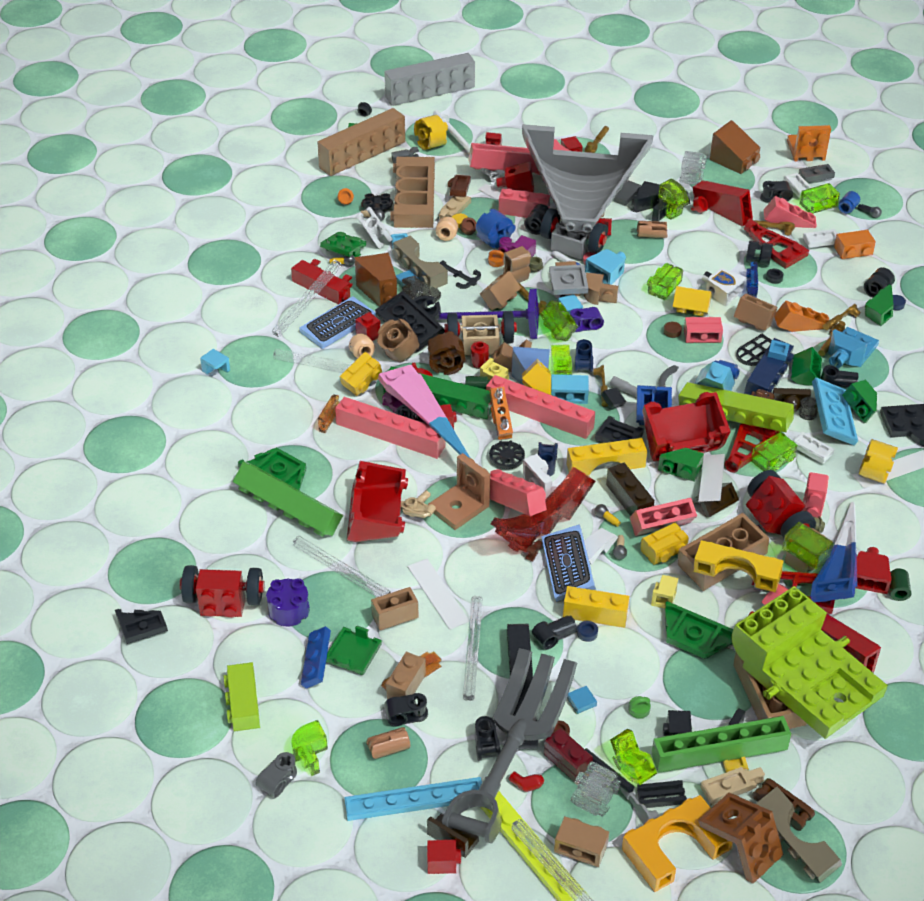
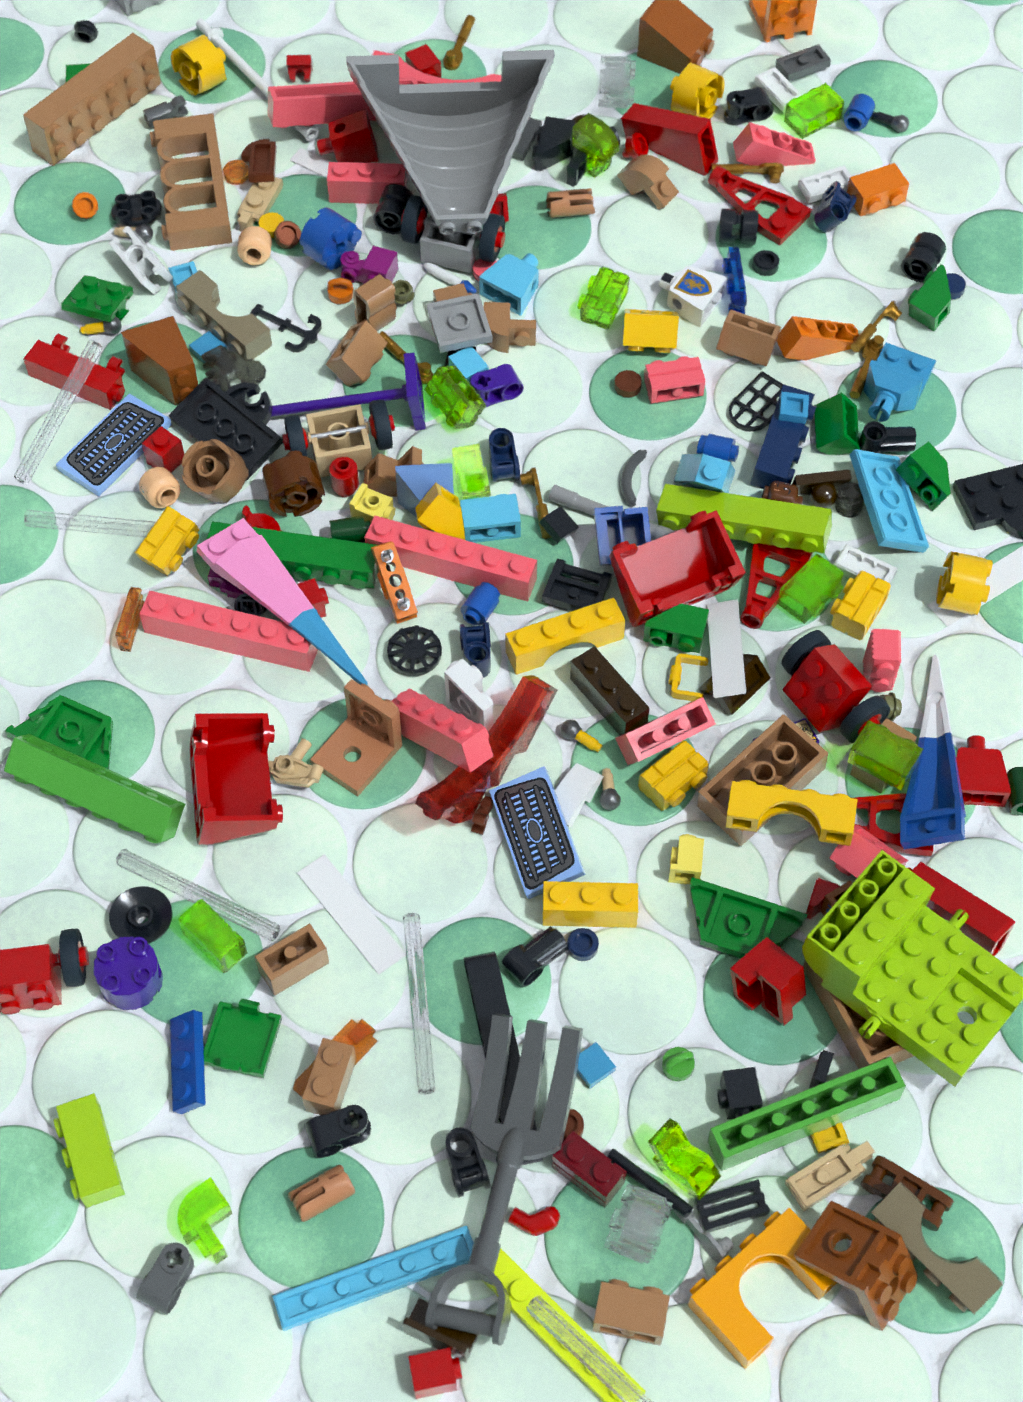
camera: 10 degrees left, 15 degrees up
(303, 568) = (139, 903): none -> black dish
(346, 589) = (212, 936): none -> clear neon green brick
(442, 191) = (236, 172): none -> clear orange tile
(554, 433) = (480, 604): none -> blue brick
(677, 487) = (675, 676): none -> yellow piece
(706, 219) = (649, 175): none -> medium nougat brick
(708, 663) = (769, 979): none -> red plate
(745, 176) = (696, 91): none -> yellow brick
(805, 462) = (860, 604): none -> yellow brick
(823, 250) = (834, 207): none -> dark blue piece

